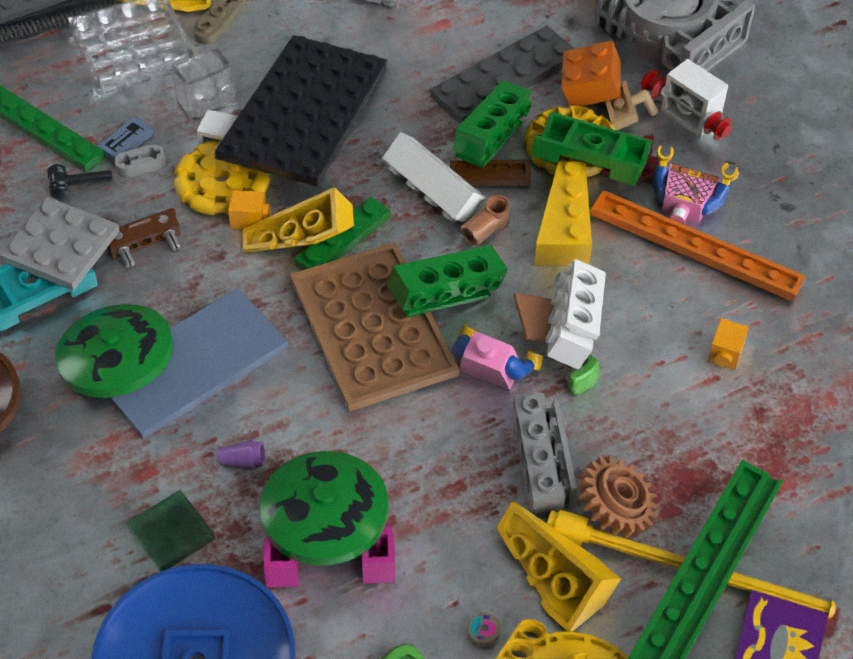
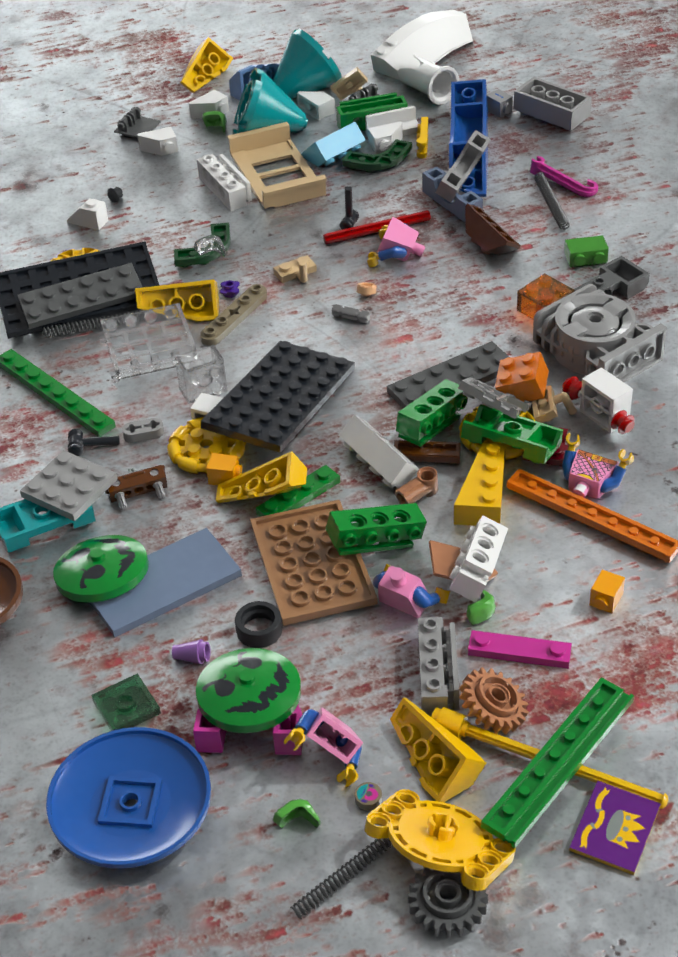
camera: 10 degrees right, 10 degrees down
(126, 138) = (136, 411): sand blue tile -> none
(319, 393) = (256, 610): none -> black tyre
(434, 559) = (332, 736): none -> torso
(566, 104) = (493, 398): none -> light grey wing
(635, 424) = (520, 649): none -> dark pink plate

